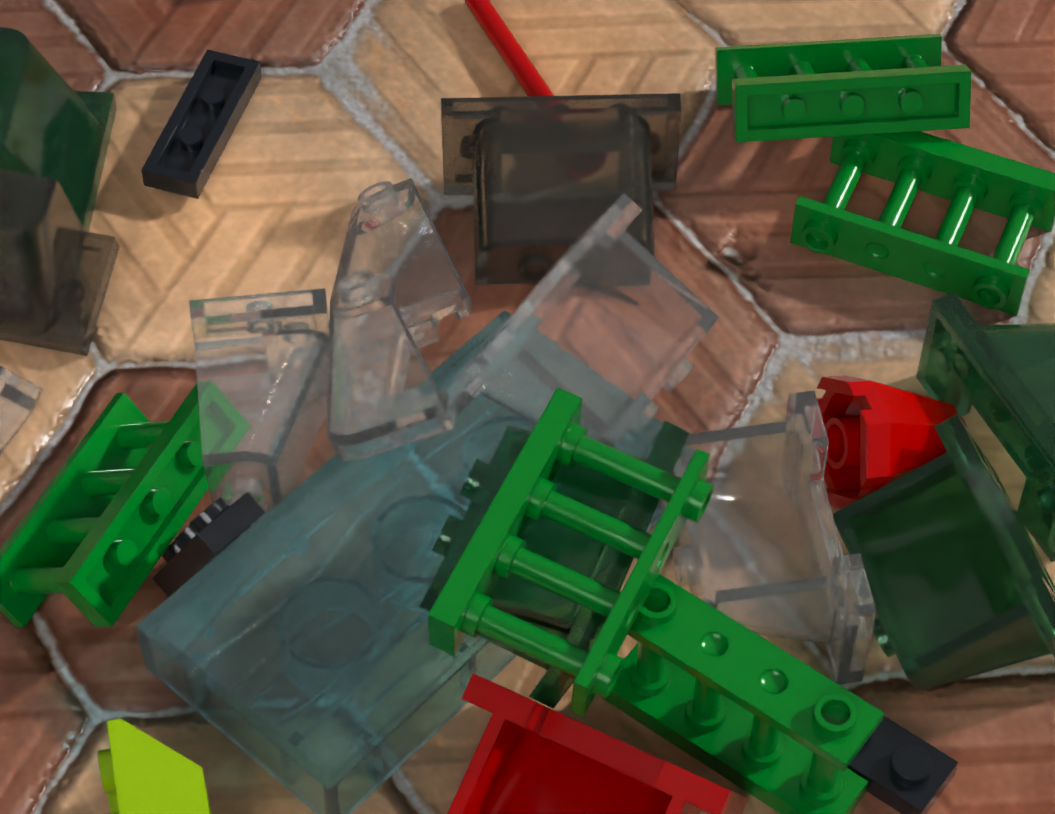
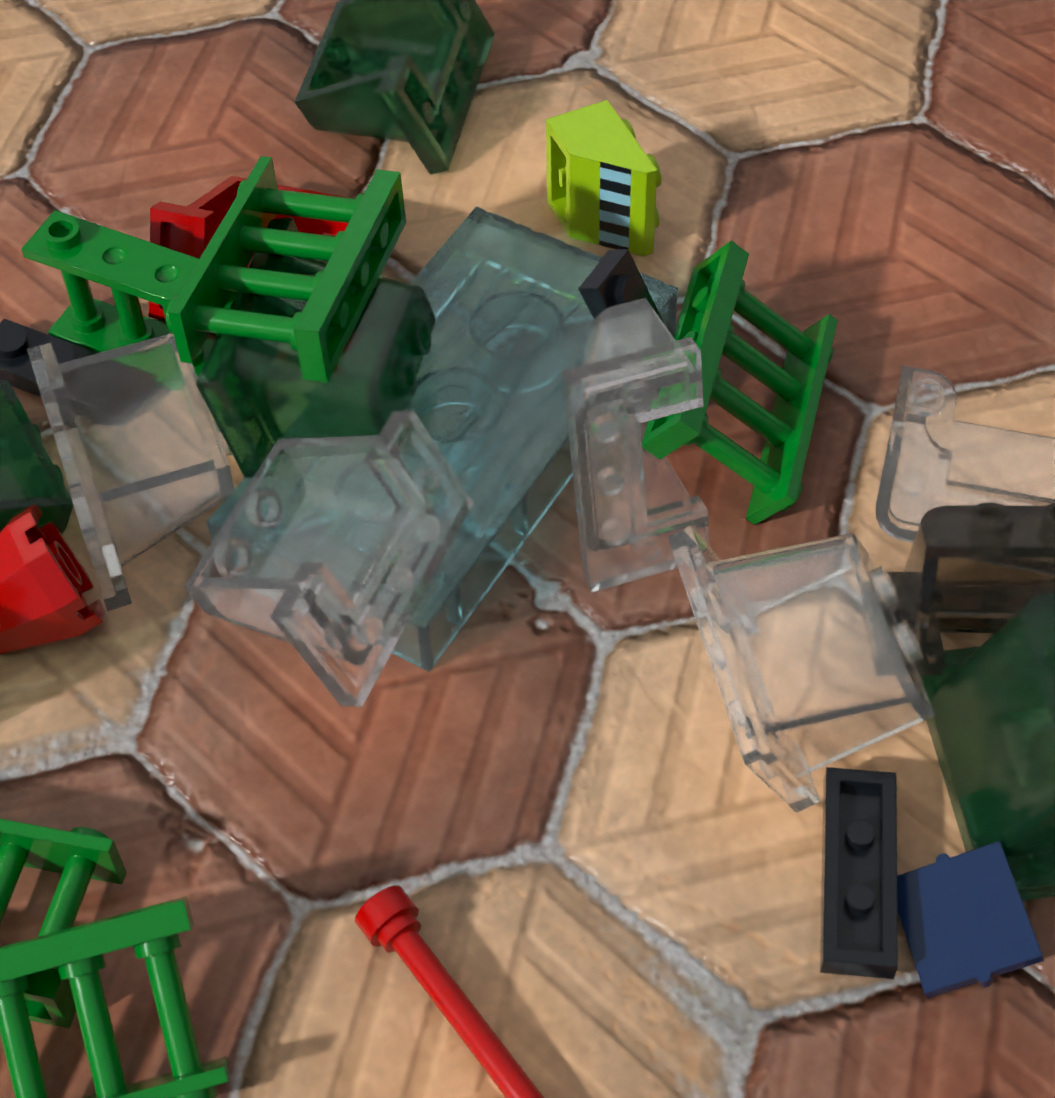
camera: 170 degrees right, 0 degrees up
(137, 79) = (965, 920): none -> dark blue piece
(175, 231) = (803, 653): none -> clear windscreen
(382, 308) = (522, 438): clear windscreen -> none
(552, 168) = (392, 815): clear smoke windscreen -> none

